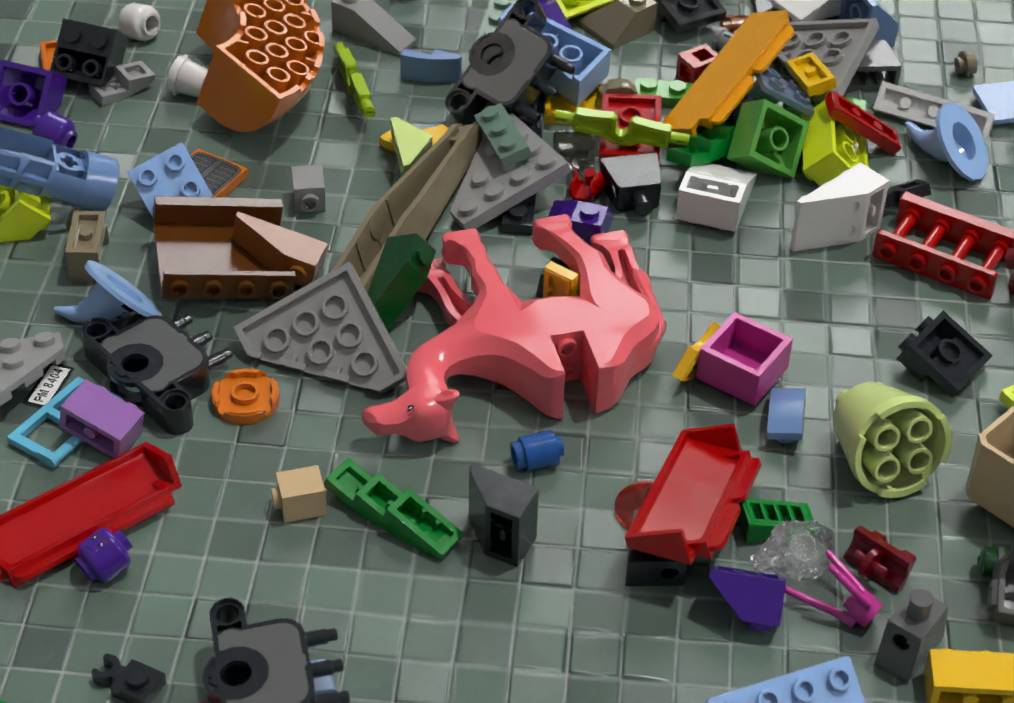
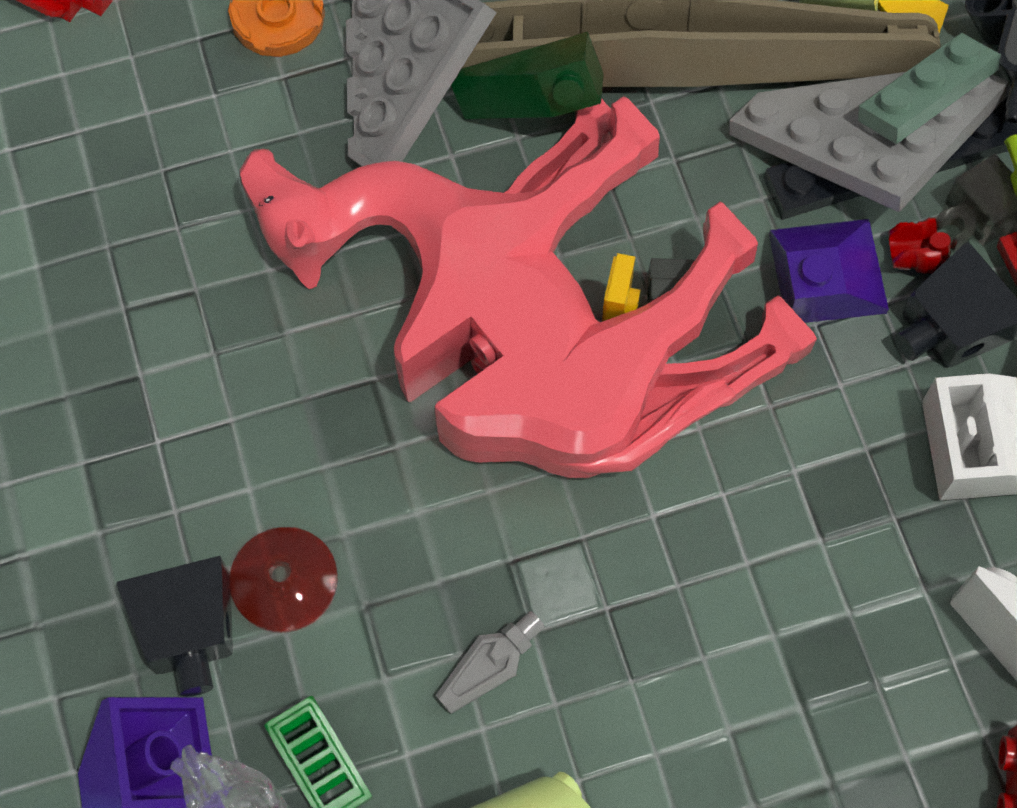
camera: 70 degrees right, 25 degrees up
(299, 494) = (114, 144): tan brick -> none
(392, 510) = (138, 261): green slope -> none
(502, 514) = (140, 388): black slope -> none
(536, 450) = (310, 390): blue brick -> none
(687, 366) = (611, 541): yellow tile -> none
(695, 496) = (282, 631): red slope -> none
(744, 358) = (613, 606): dark pink piece -> none
(748, 430) = (488, 663): none -> light grey piece
(786, 414) = (538, 705): medium blue slope -> none

